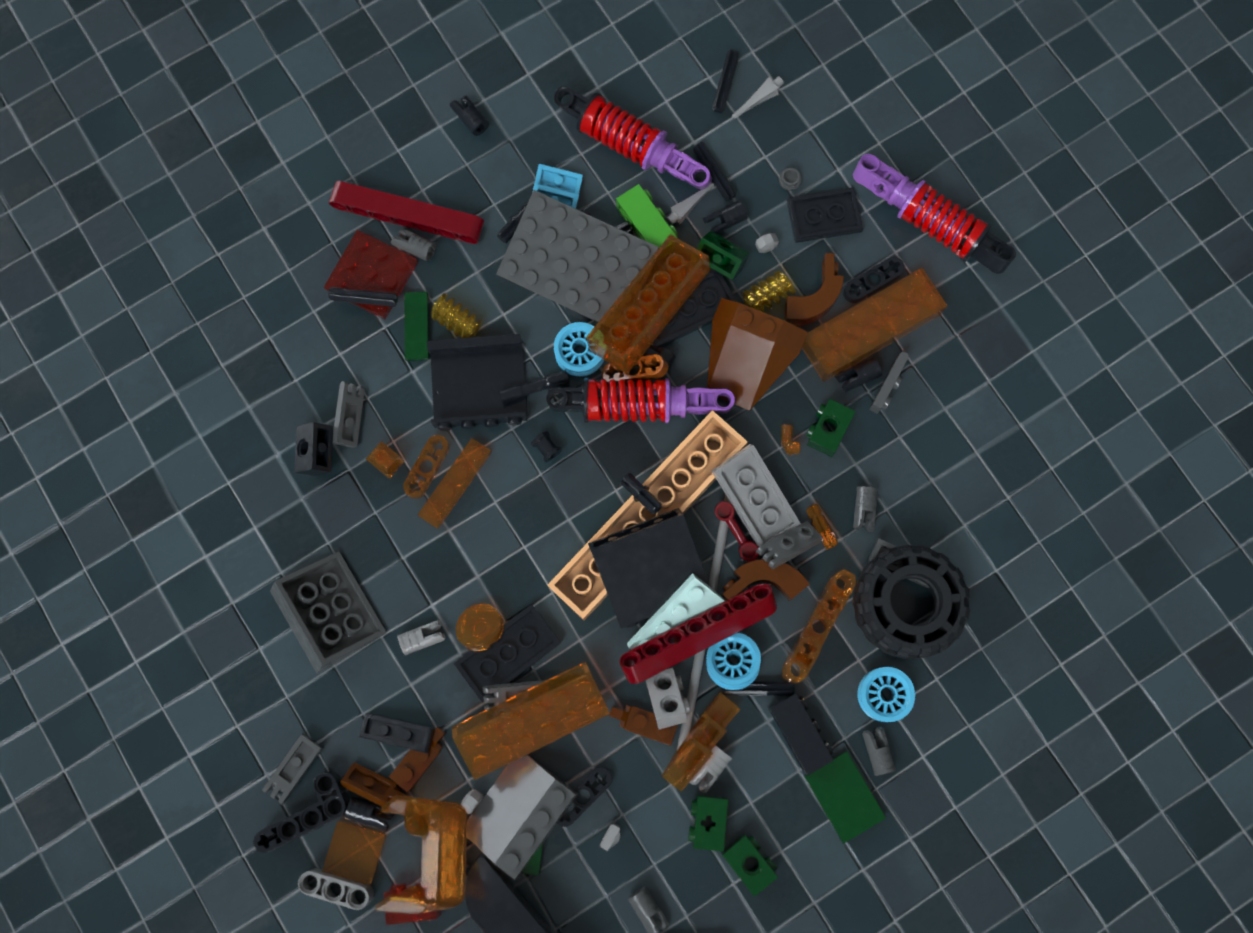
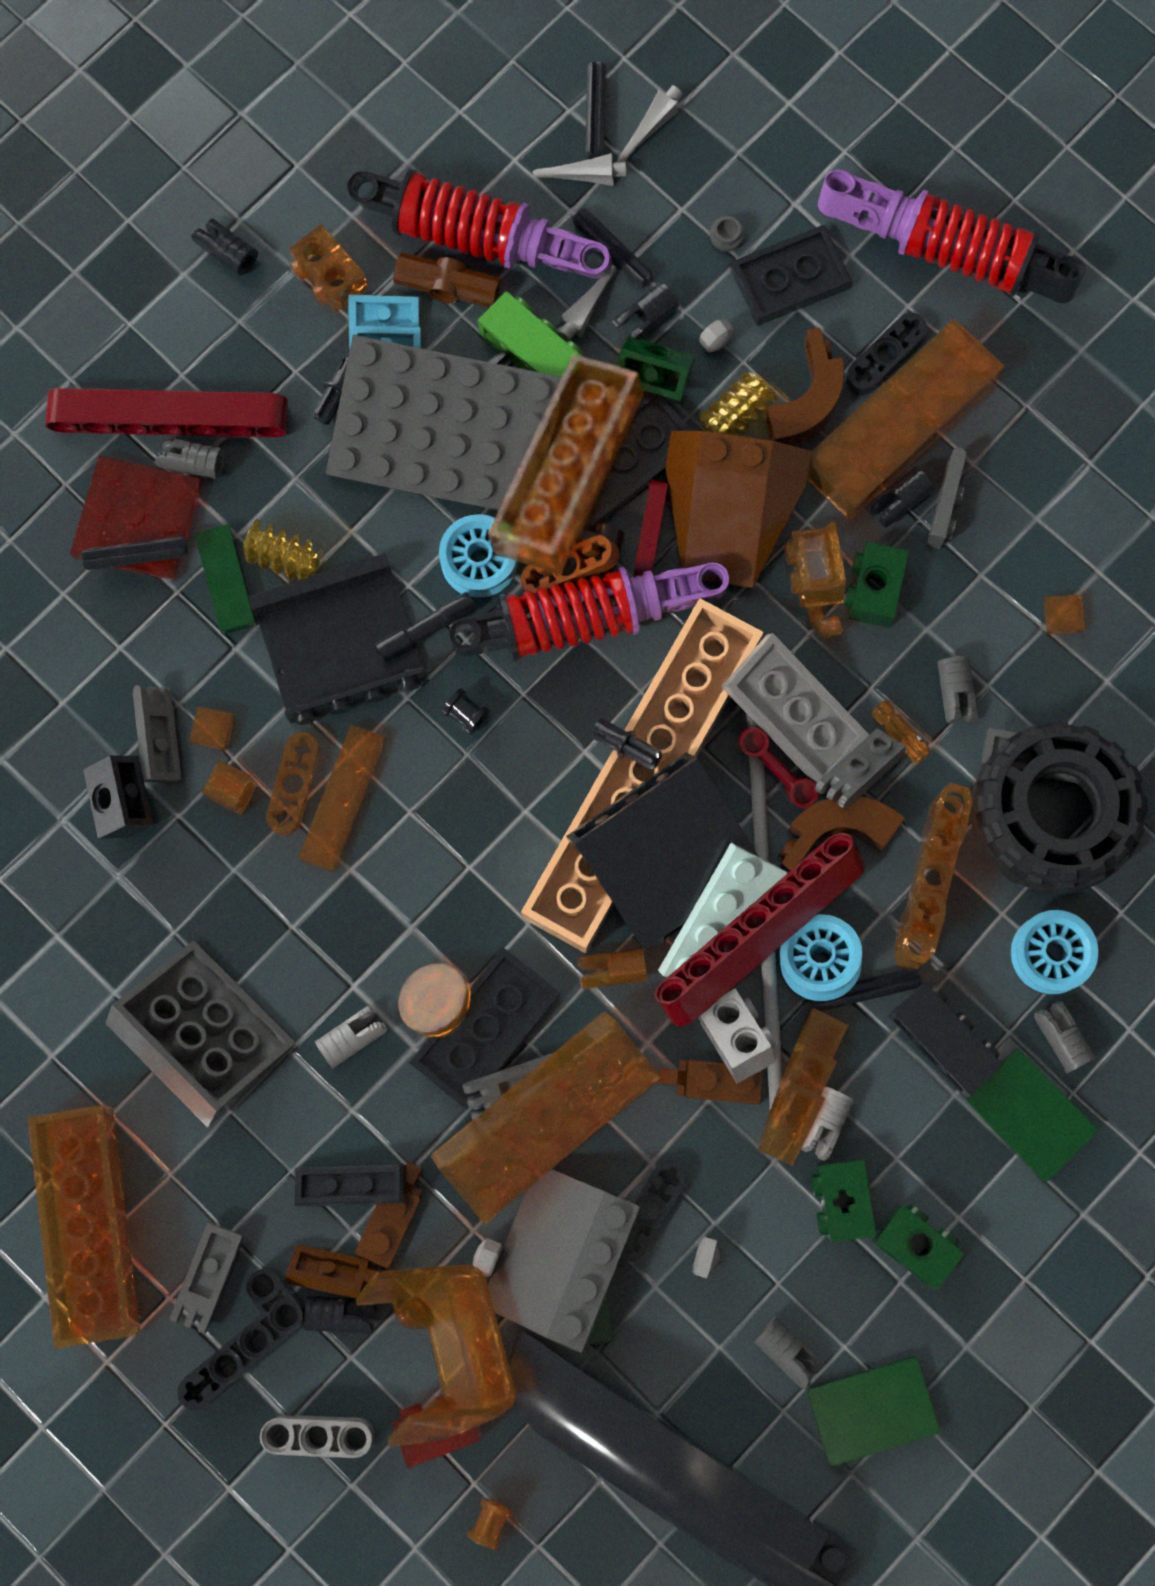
camera: 15 degrees left, 0 degrees up
(223, 718) = (83, 1226): none -> clear orange brick
(354, 852) = (330, 1377): clear orange tile -> none
(384, 419) = (212, 728): none -> clear orange plate
(532, 143) = (332, 266): none -> clear orange brick
(603, 168) = (446, 280): none -> reddish brown piece
(604, 635) = (622, 967): none -> clear orange hinge
(693, 357) = (651, 527): none -> dark red beam
(715, 119) = (594, 170): none -> light grey piece
(794, 407) = (817, 566): none -> clear orange window
(947, 475) = (1064, 614): none -> clear orange plate

